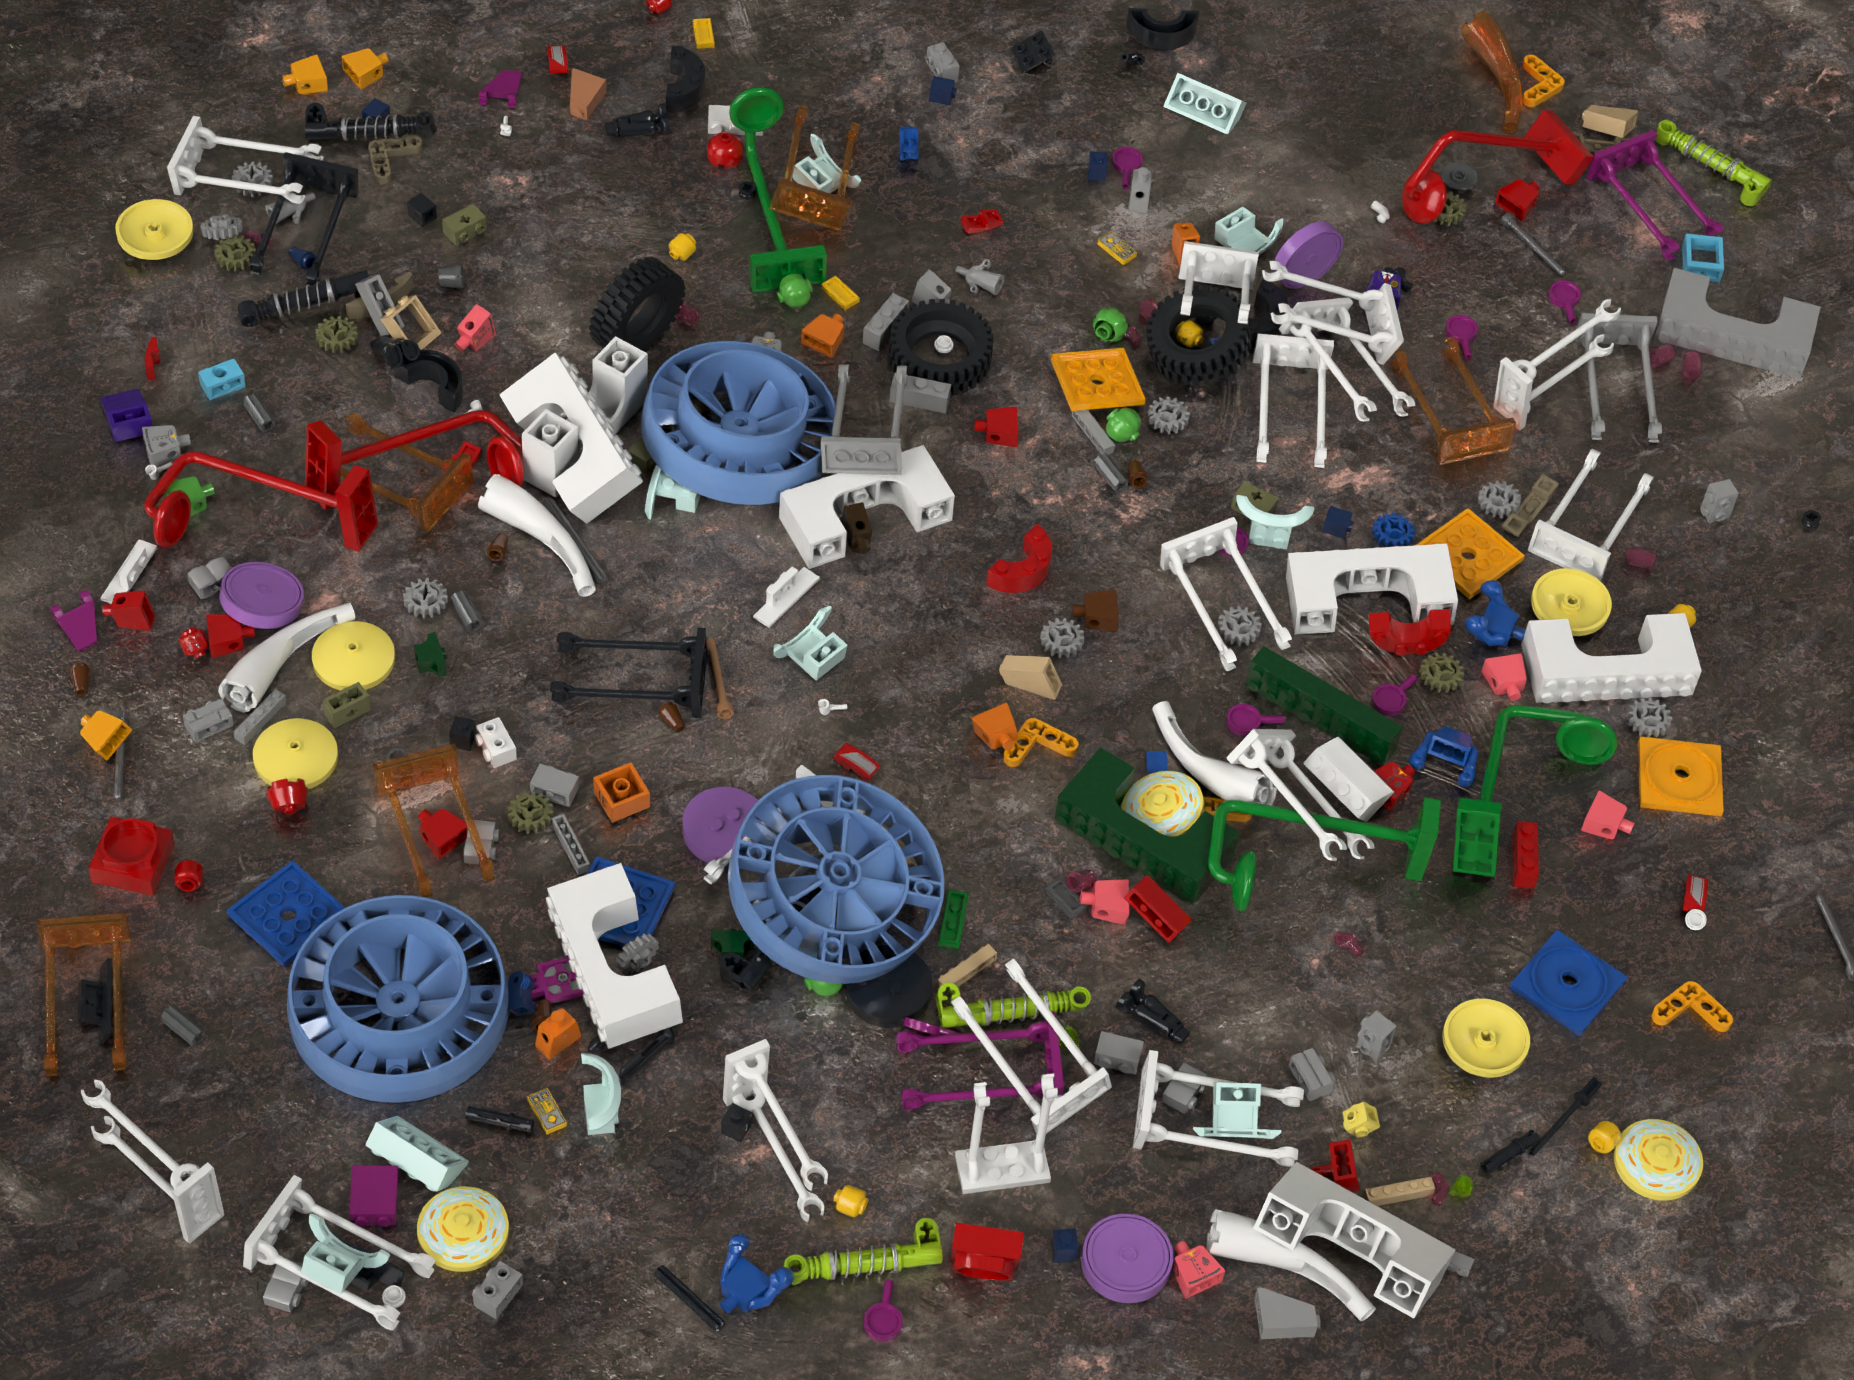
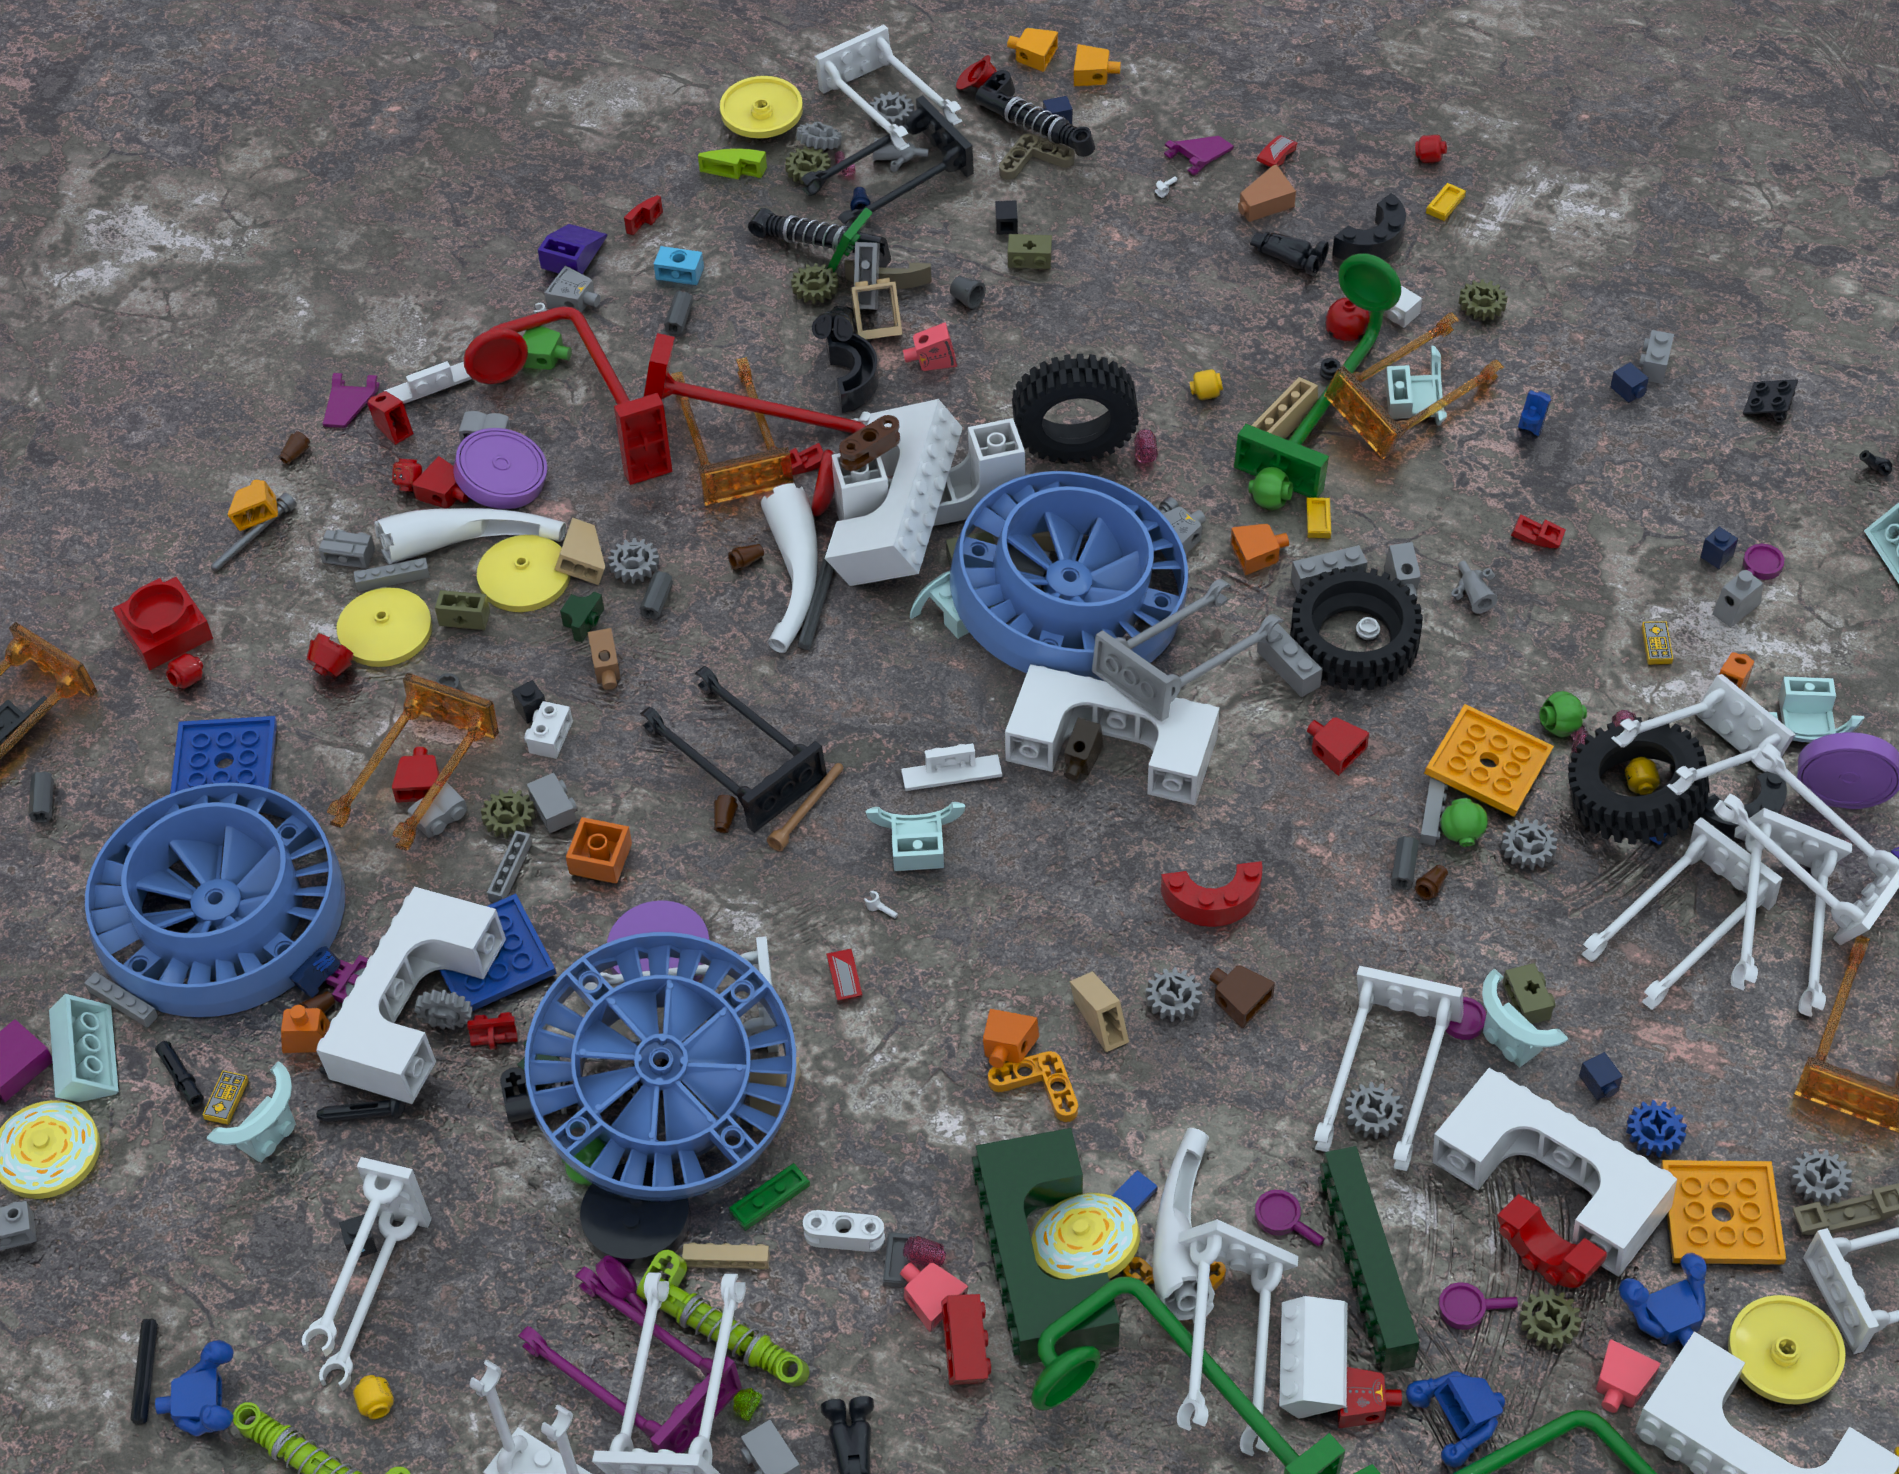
camera: 50 degrees right, 0 degrees up
(177, 282) = (733, 162): none -> lime slope
(288, 117) = (976, 74): none -> red piece
(348, 286) = (848, 240): none -> green wing
(384, 615) = (581, 553): none -> tan slope
(402, 1106) = (121, 999): none -> light grey piece
(484, 672) = (604, 658): none -> medium nougat torso
(544, 408) = (869, 443): none -> reddish brown piece
(677, 947) = (493, 1030): none -> red hips
(755, 230) = (1289, 409): none -> tan brick
(798, 87) = (1485, 299): none -> olive gear
(1010, 912) = (823, 1229): none -> white piece

